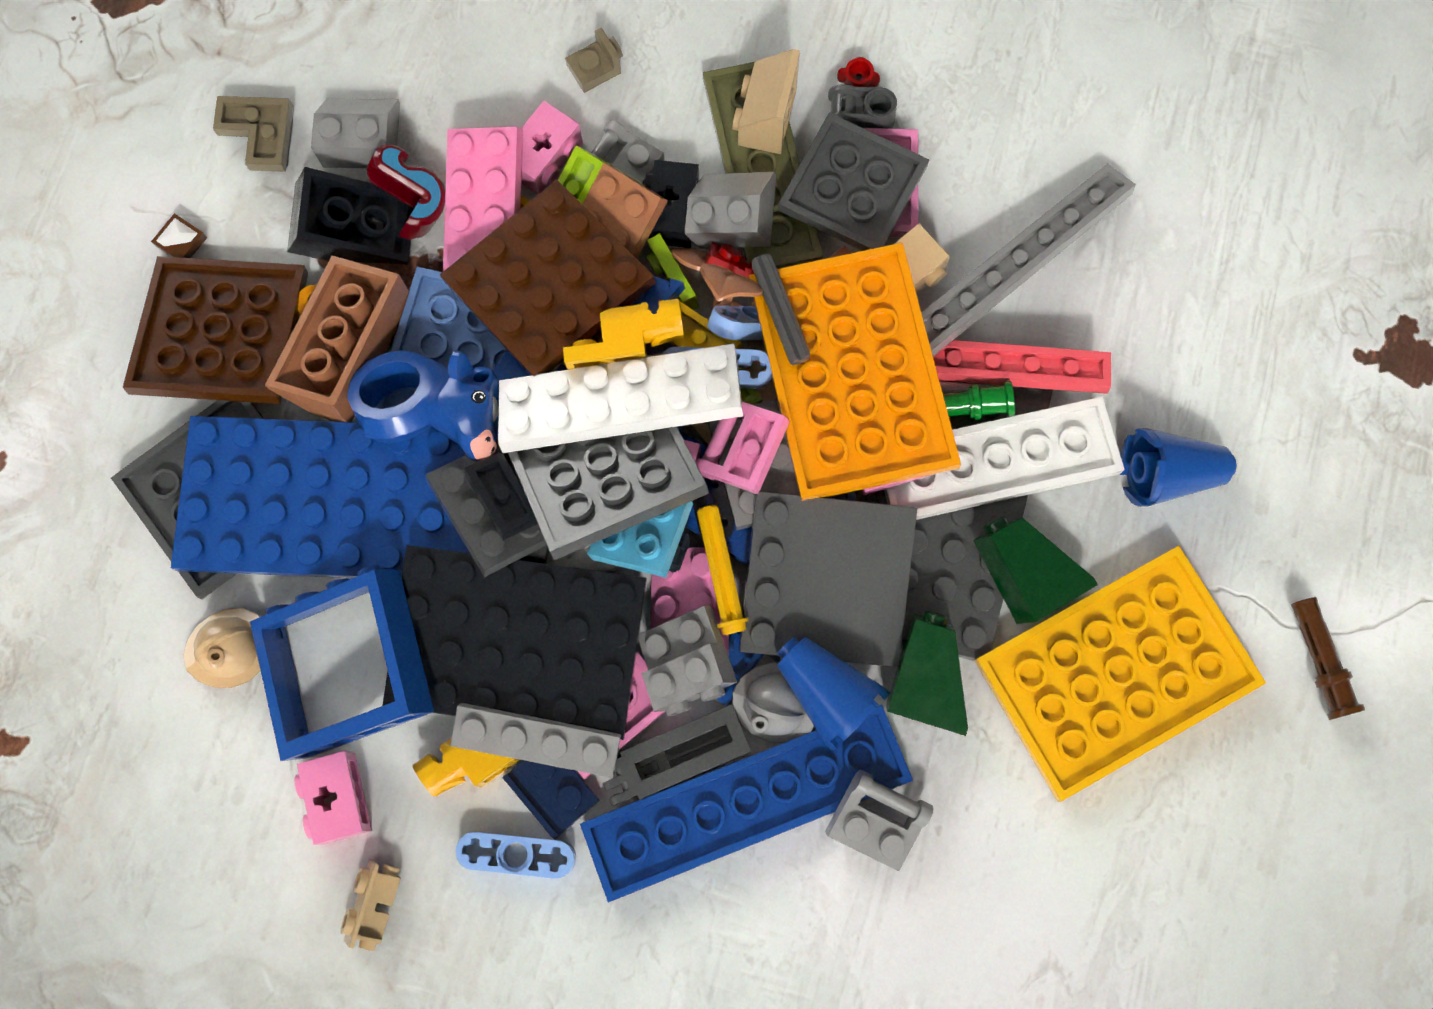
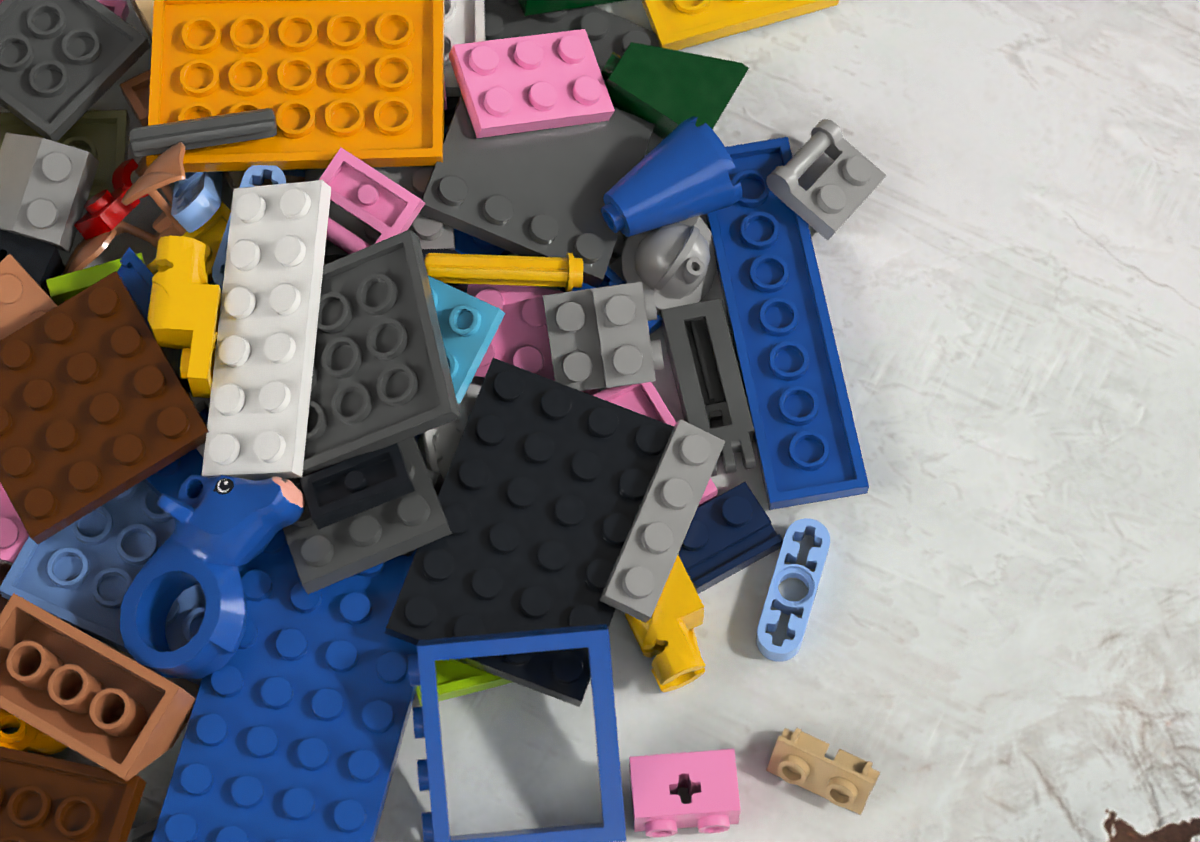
camera: 80 degrees left, 10 degrees down
(896, 557) = (531, 83): none -> bright pink plate

